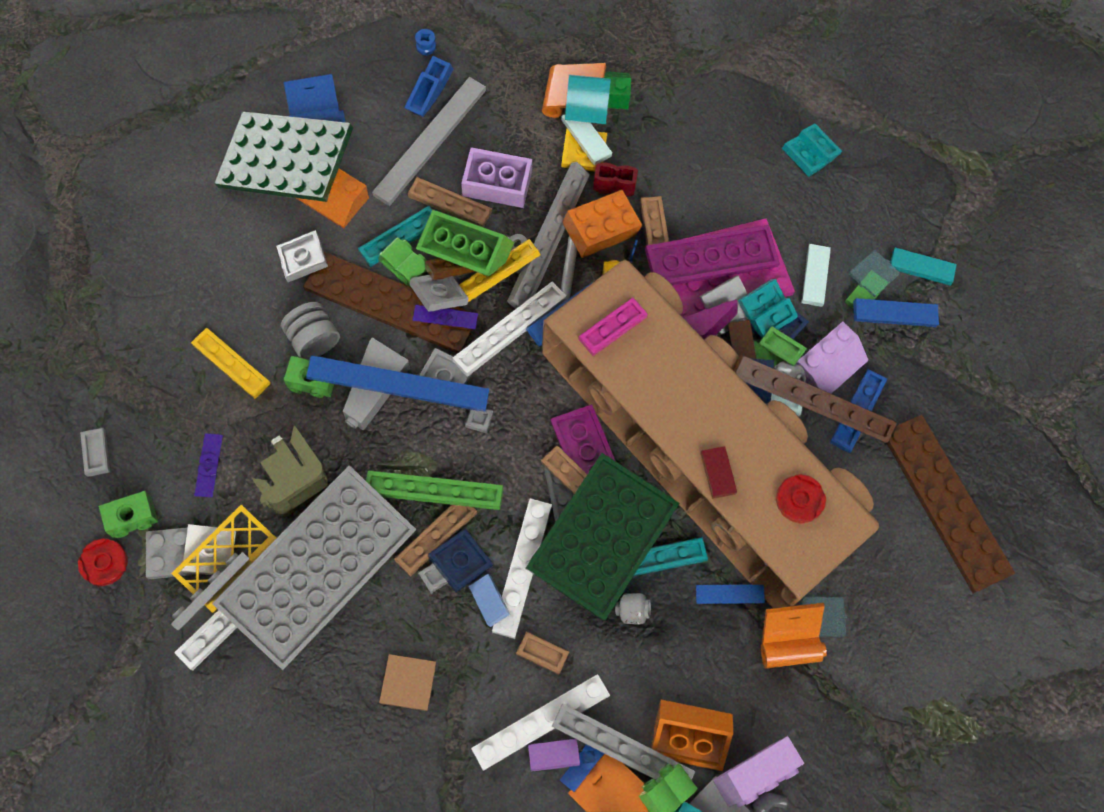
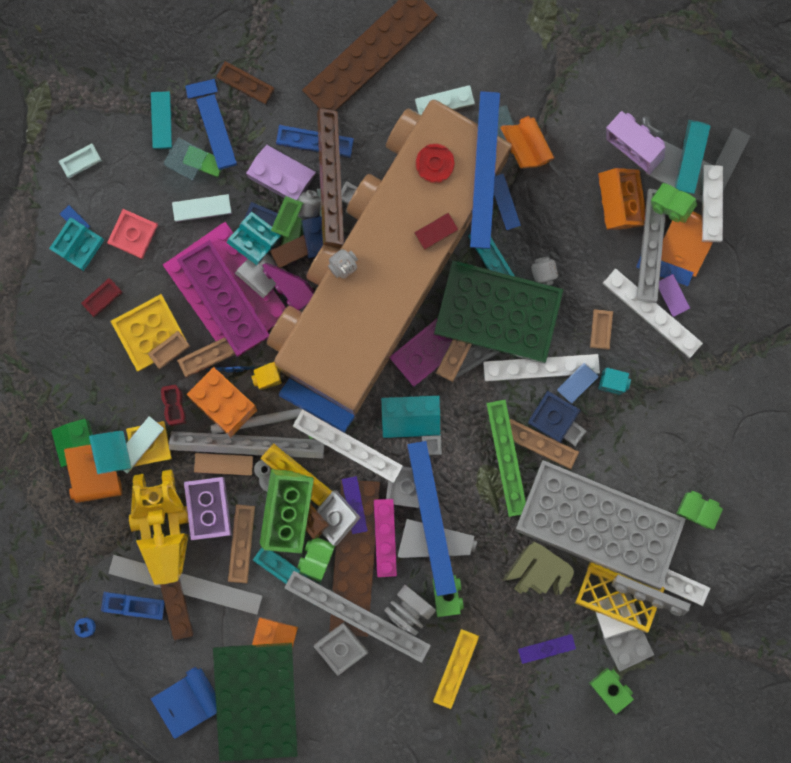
camera: 105 degrees left, 15 degrees up
(95, 452) = (570, 744): light grey tile -> none
(102, 562) = (653, 695): red tile -> none
(284, 691) = (699, 510): none -> bright green brick
(327, 277) = (357, 616): none -> light grey plate
(399, 336) = (385, 537): none -> dark pink plate
(408, 123) = (177, 610): none -> reddish brown plate
(408, 682) = (659, 422): medium nougat tile -> none
(463, 117) = (149, 504): none -> yellow piece
(474, 640) = (614, 381): none -> teal brick
(519, 406) = (411, 416): none -> teal slope
(537, 210) = (223, 464): none -> medium nougat tile
(612, 326) = (341, 351): dark pink tile -> none
(674, 193) = (169, 350): none -> medium nougat tile
(698, 185) = (145, 329): none -> yellow plate
(712, 355) = (342, 263): none -> light grey head
(749, 155) = (101, 297): none -> dark red tile
(778, 553) = (485, 170): none -> blue tile
(807, 203) = (132, 234): none -> coral tile
(845, 155) = (69, 212): none -> blue window
(869, 570) = (454, 99): none -> light aqua plate
(898, 179) = (80, 161): none -> light aqua tile
(943, 361) = (245, 83): none -> reddish brown tile
(947, 317) = (201, 88): none -> blue window

